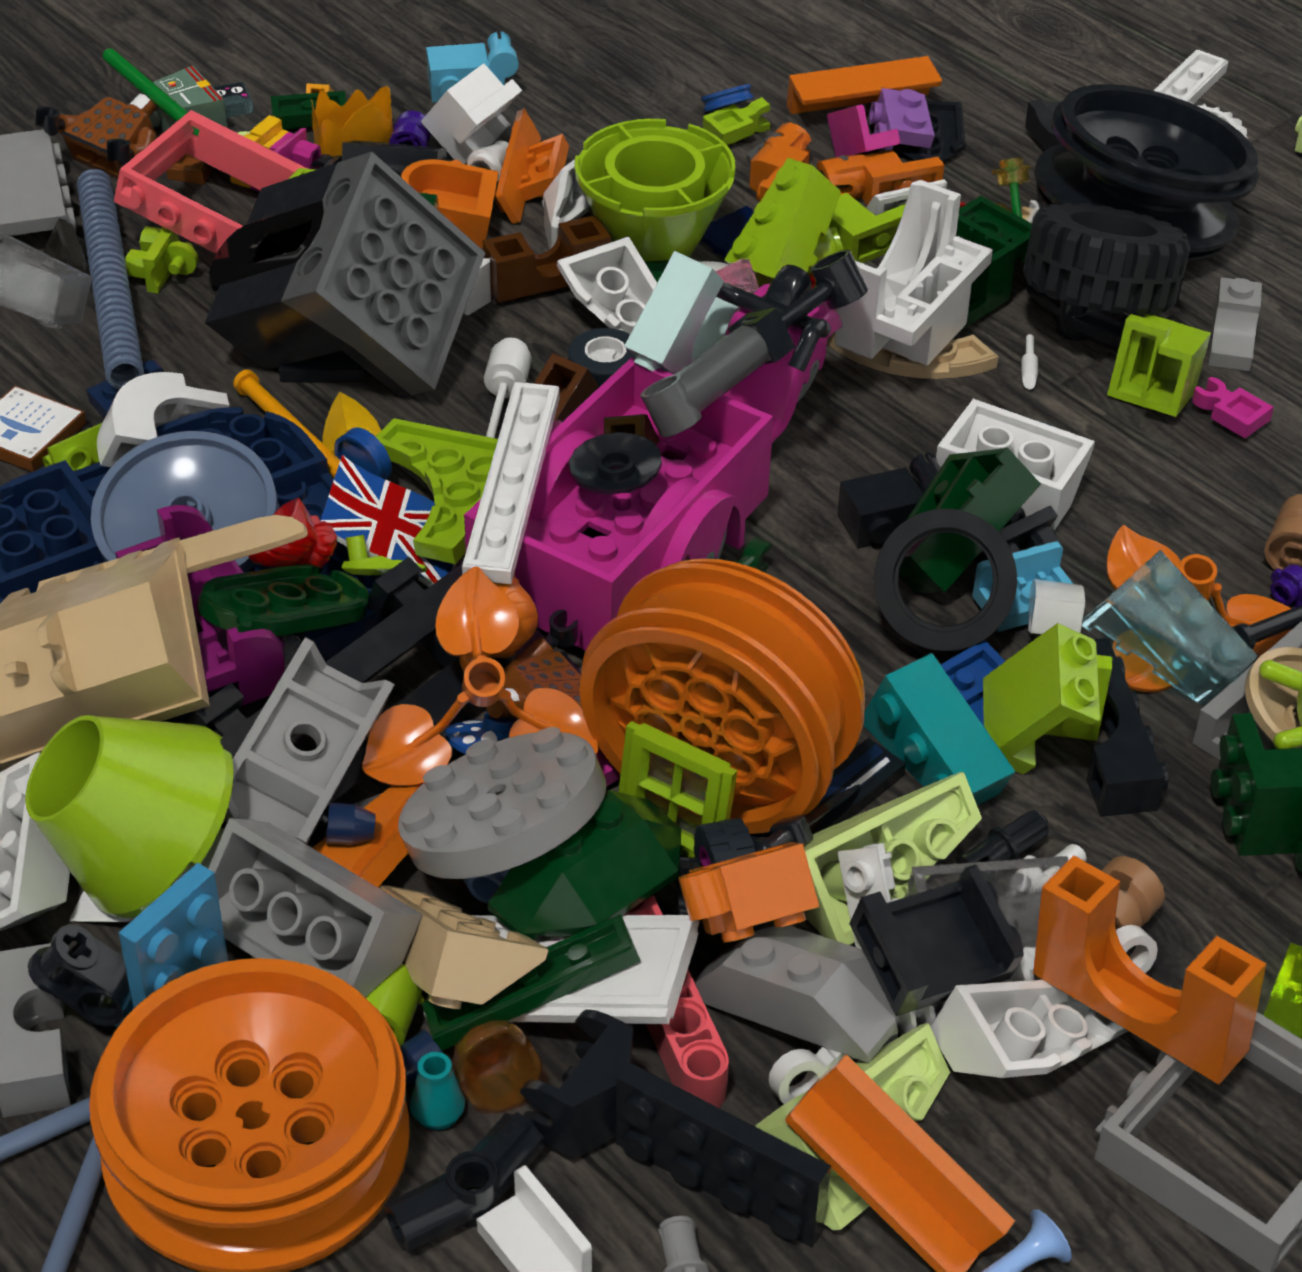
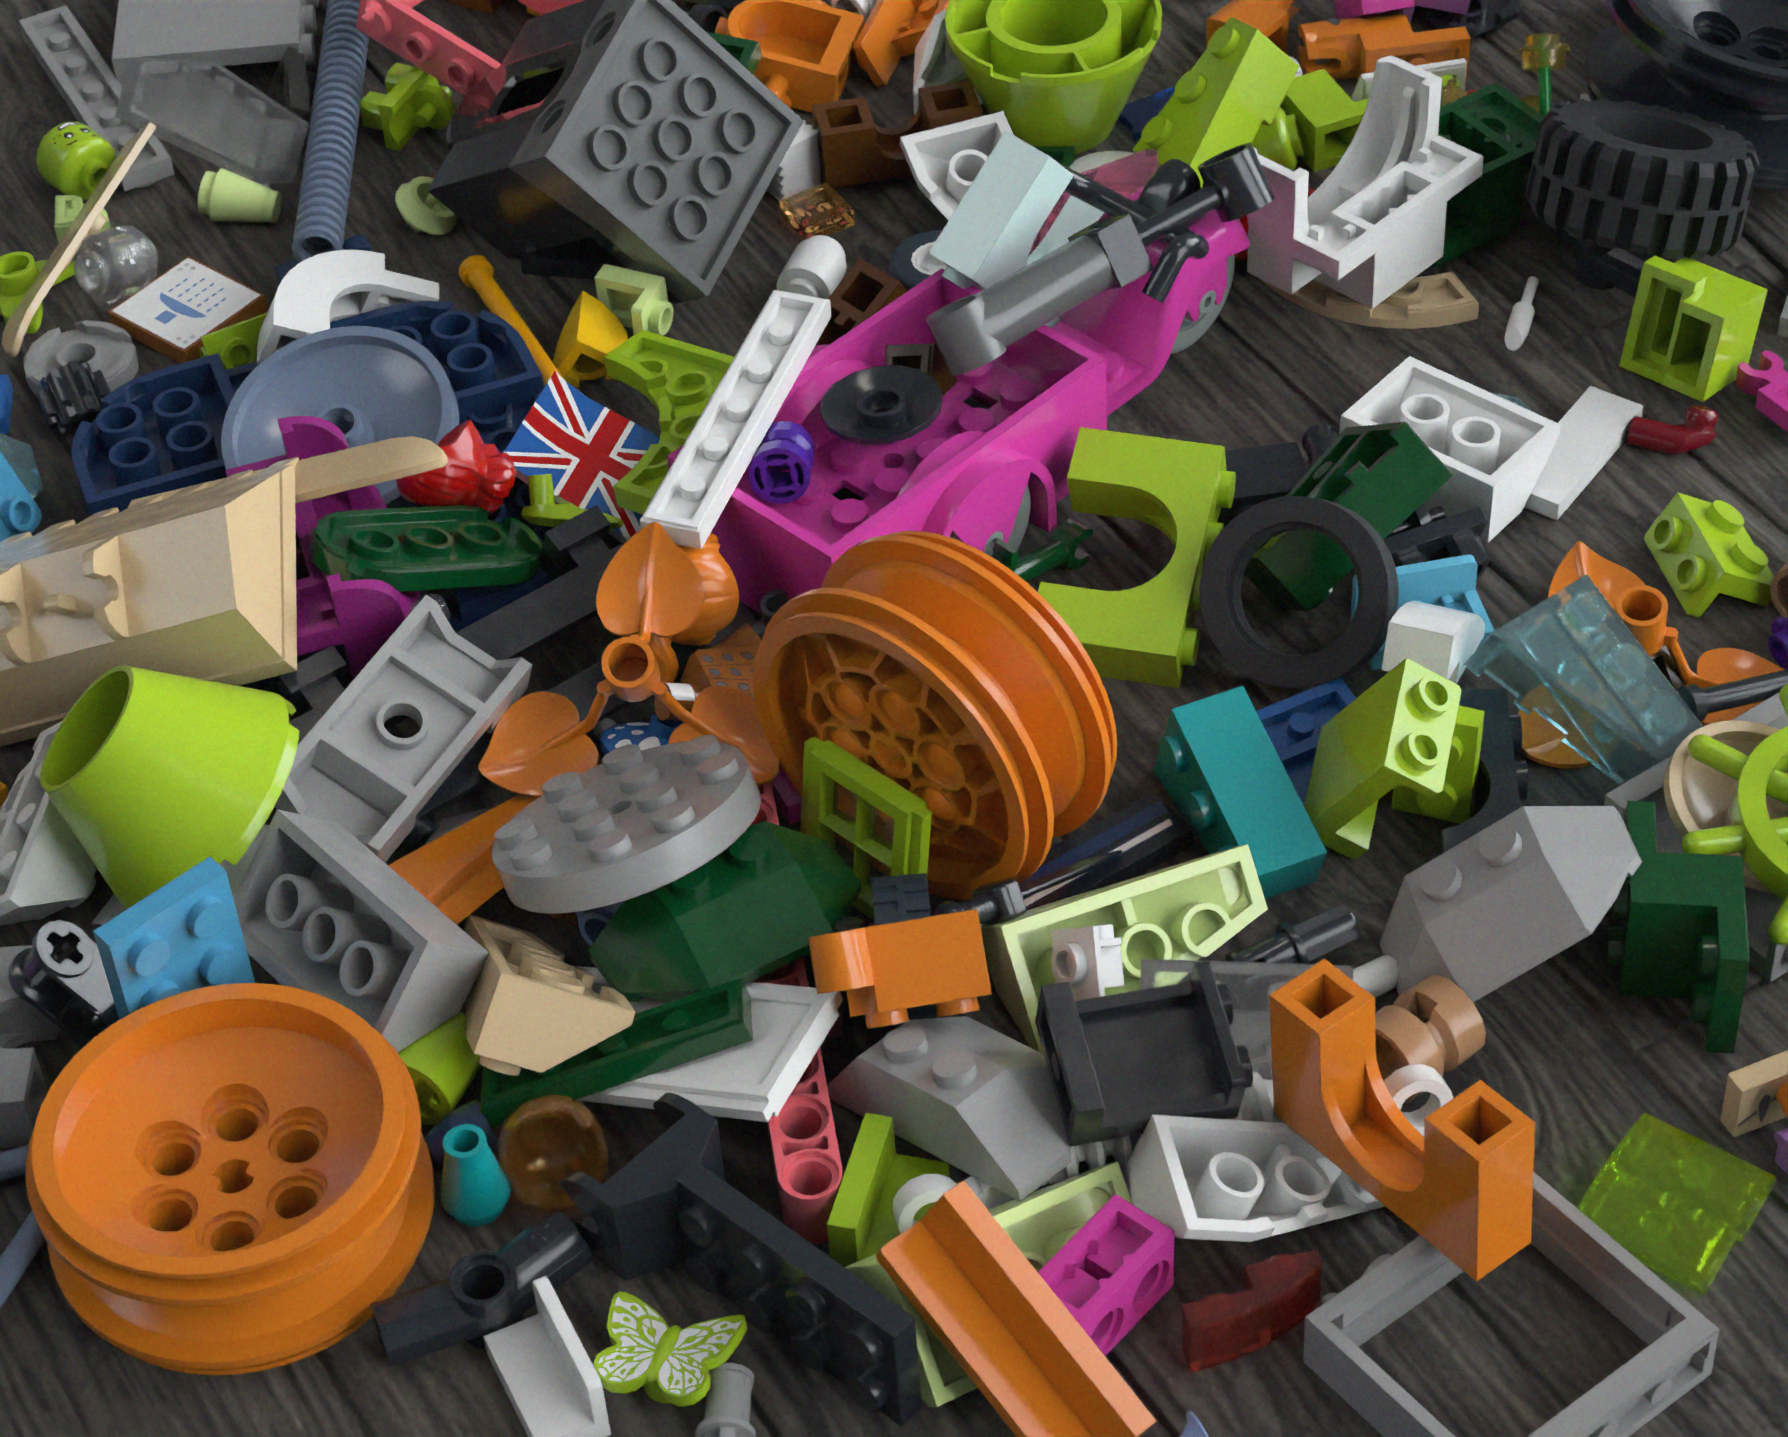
camera: 15 degrees right, 0 degrees up
(42, 338) = (237, 199): none -> yellowish green cone
(194, 335) = (422, 209): none -> yellowish green hat
(349, 824) = (443, 836): dark blue hose -> none
(365, 451) = (593, 373): blue piece -> none
(379, 395) = (635, 298): none -> yellowish green bracket
(495, 320) = (817, 211): none -> clear orange tile
(550, 502) = (782, 449): none -> dark purple wheel
(625, 1219) = (663, 1359): none -> lime animal
(749, 1068) = (863, 1206): none -> lime panel
(837, 512) = (1179, 490): none -> lime arch
(952, 1102) = (1113, 1271): none -> dark pink brick
(1064, 1118) = (1233, 1325): none -> clear red slope
(1111, 440) = (1586, 442): none -> white tile
(1163, 795) = (1509, 897): none -> light grey wedge
(1165, 444) = (1677, 438): none -> dark red arm
(1210, 525) = (1708, 553): none -> lime bracket

